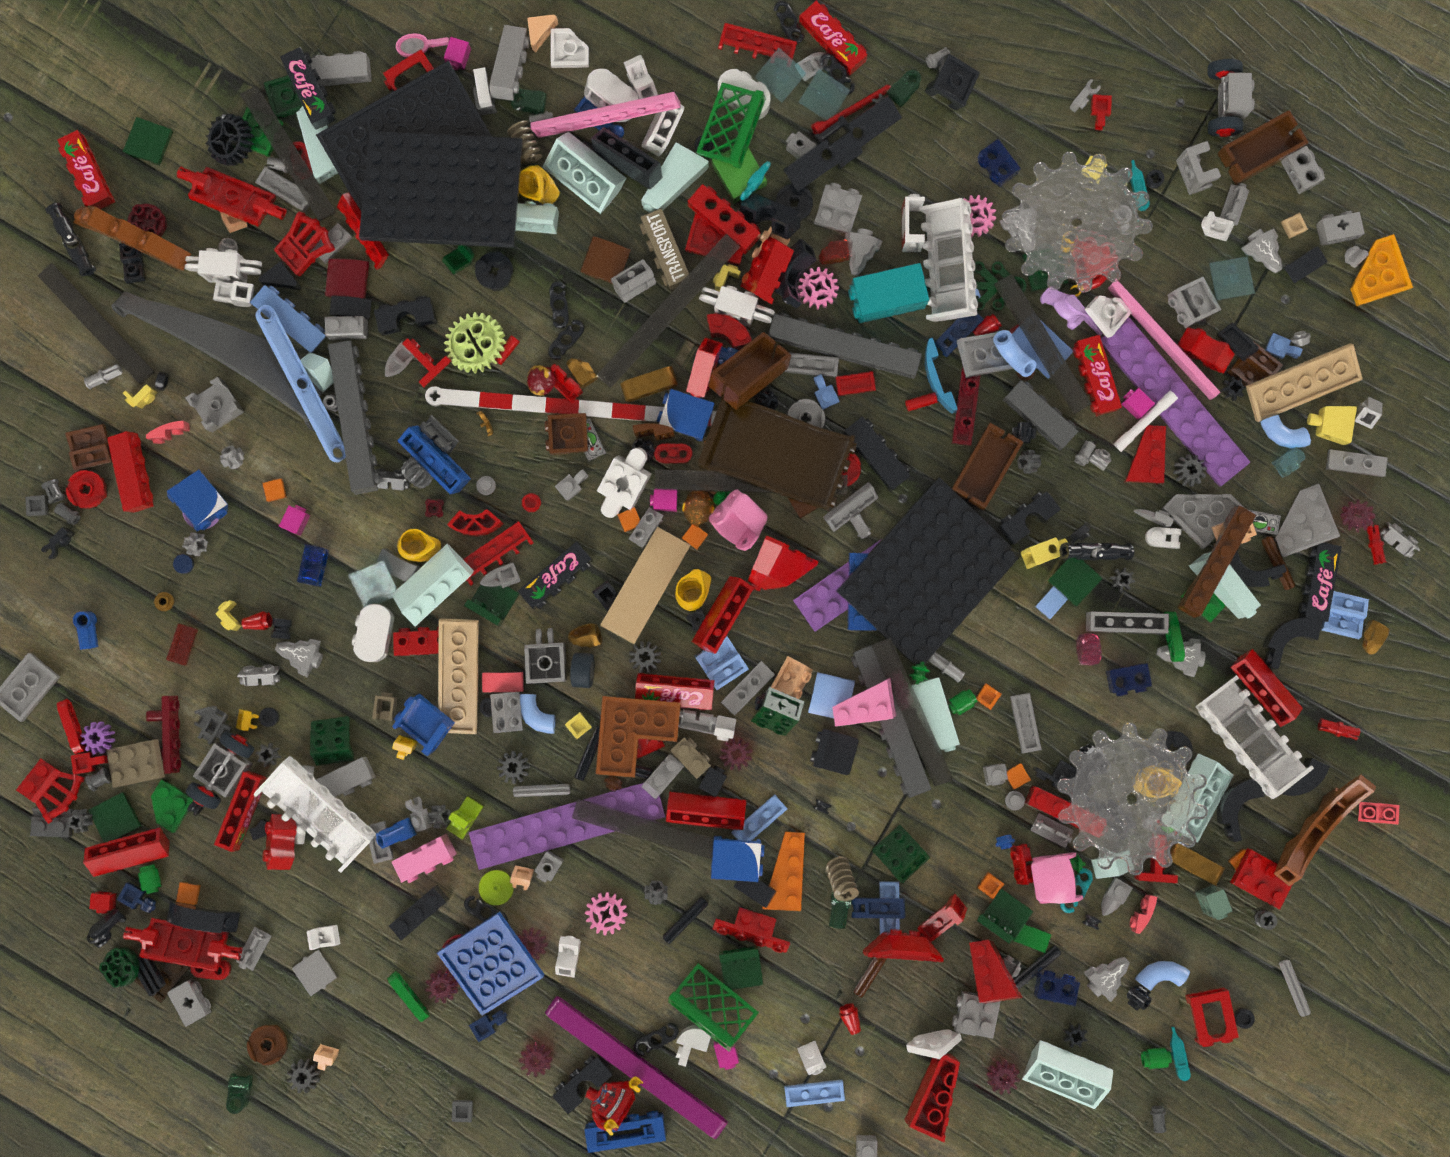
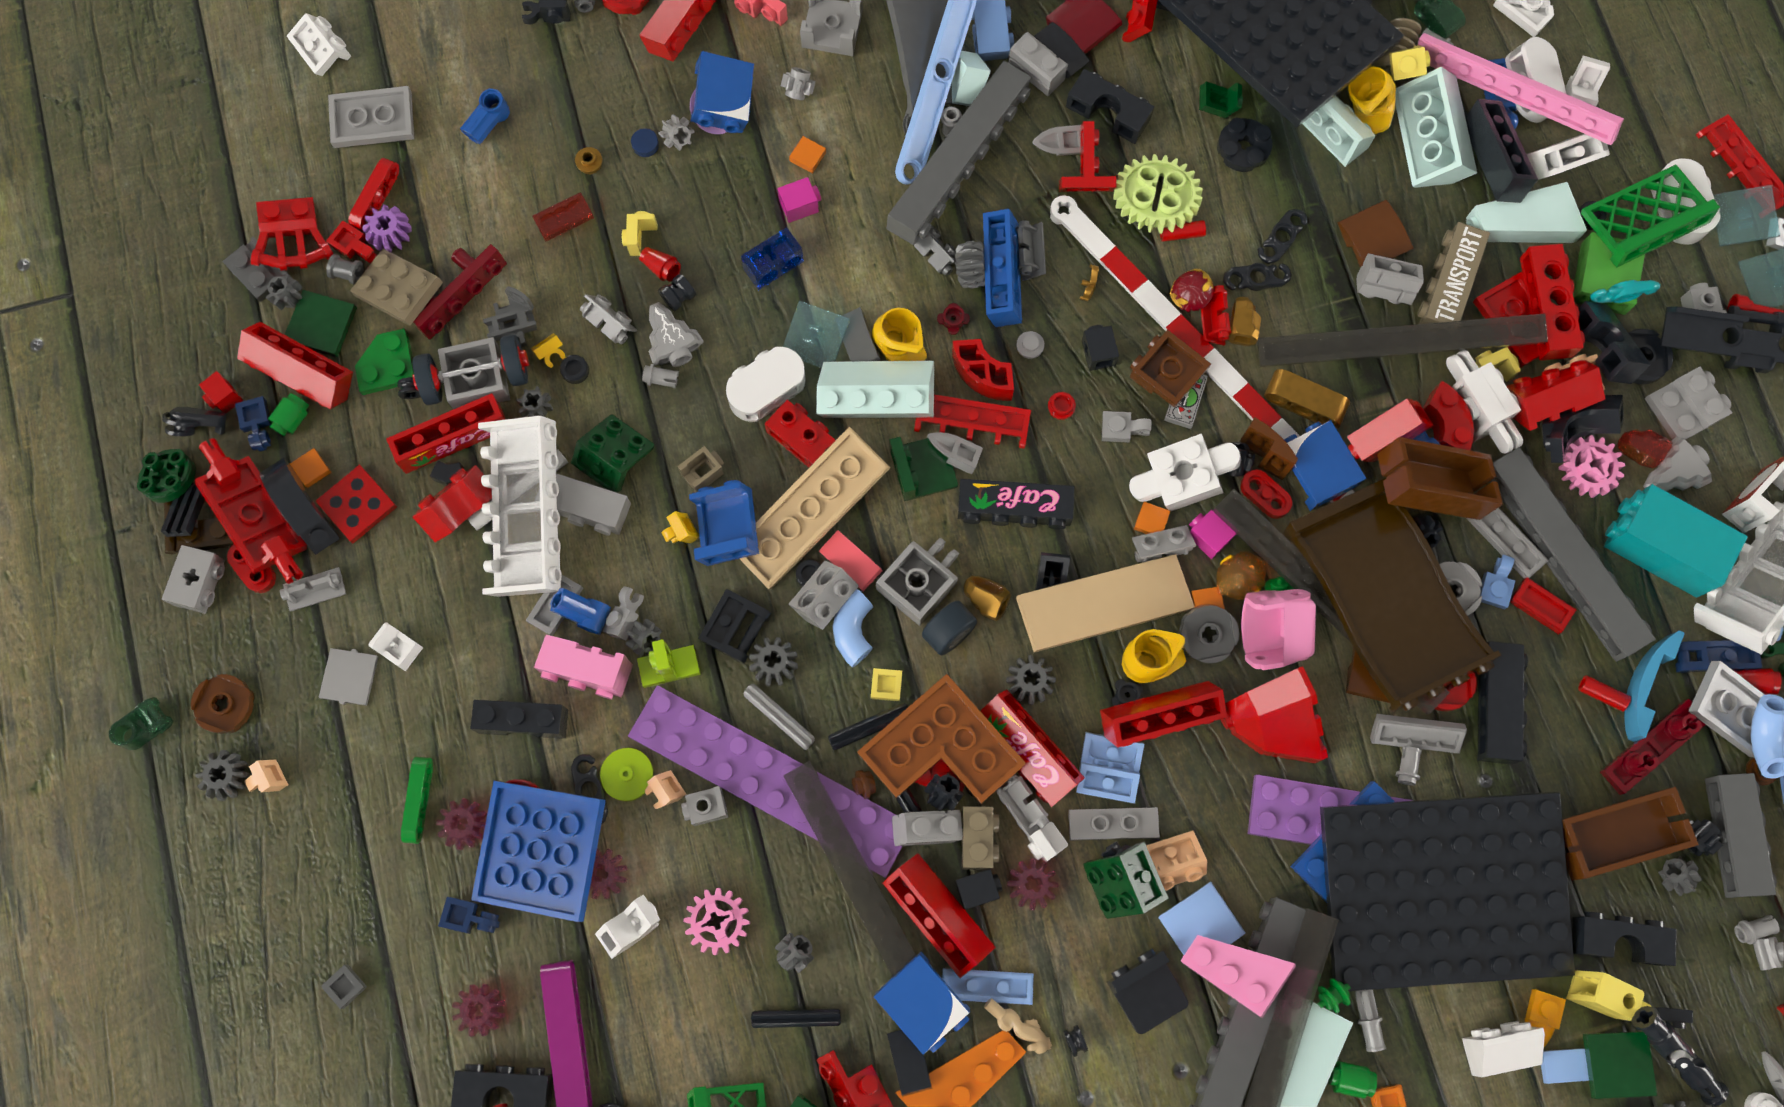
camera: 40 degrees right, 10 degrees down
(230, 888) = (356, 504): none -> red tile
(317, 679) = (660, 376): none -> light grey pin
(471, 768) = (726, 621): none -> black plate
(522, 454) = (1100, 347): none -> black brick
(538, 149) = (1409, 63): none -> light yellow bracket
(654, 752) = (944, 792): none -> black gear
(719, 551) = (1217, 619): none -> dark grey plate
(796, 822) = (1026, 1031): none -> tan animal
(1017, 623) = (1504, 1050): none -> white slope
(1024, 590) = (1545, 1012): none -> light orange plate

